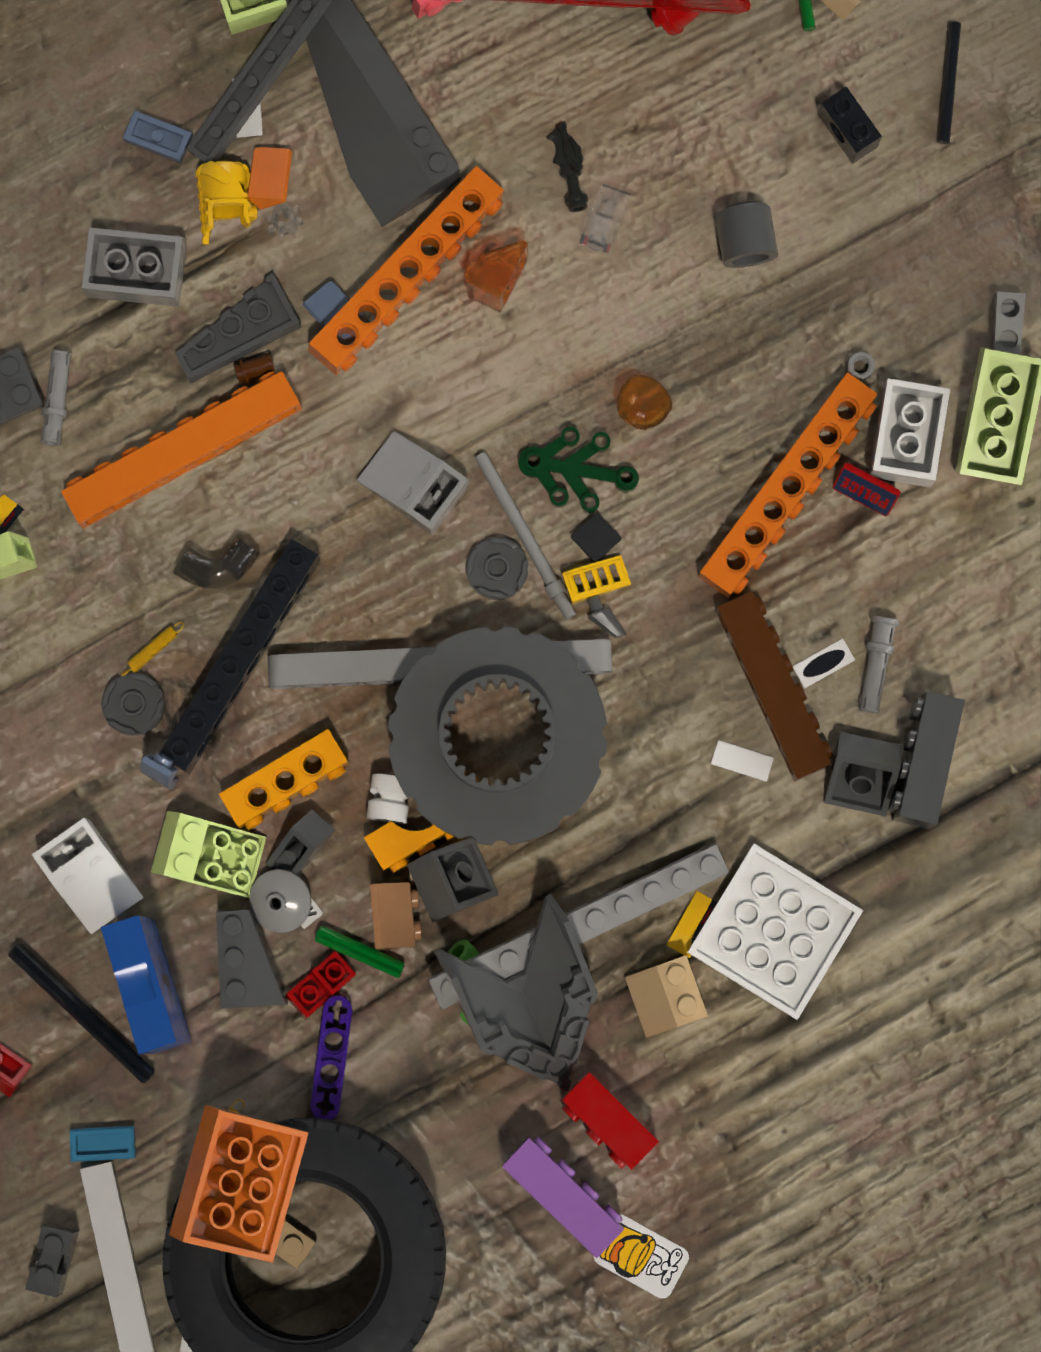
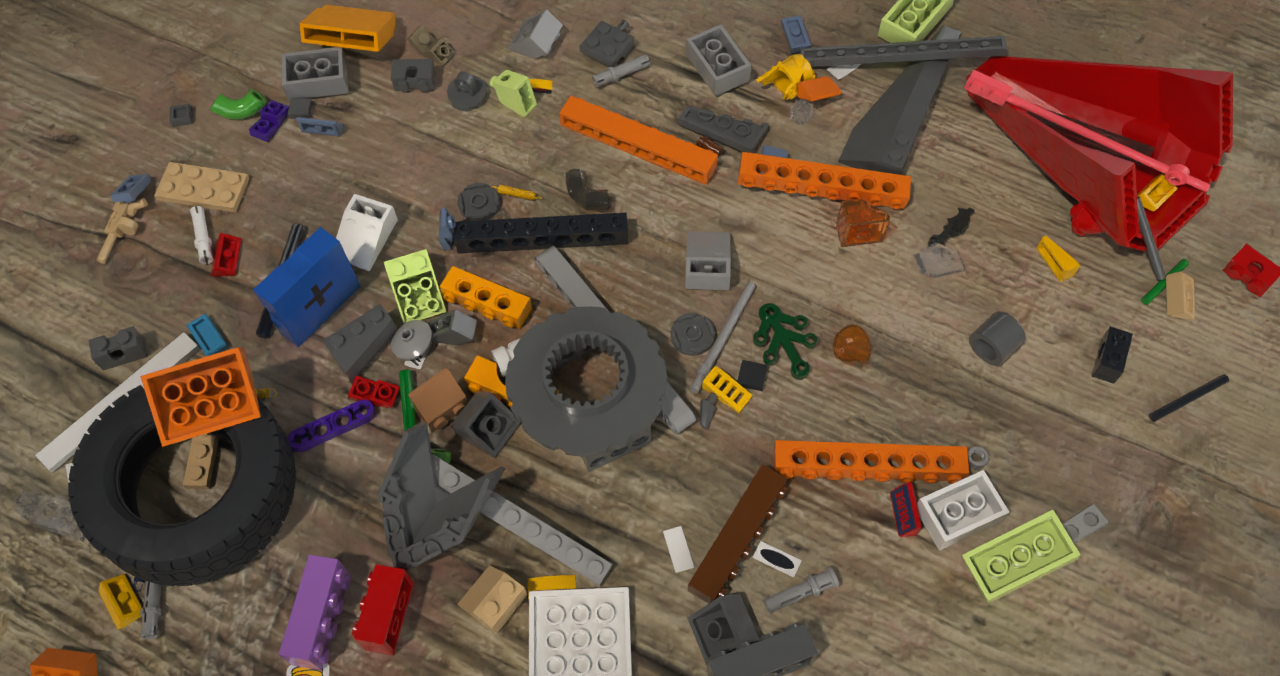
camera: 55 degrees right, 20 degrees down
(698, 84) = (1057, 259): none -> yellow slope

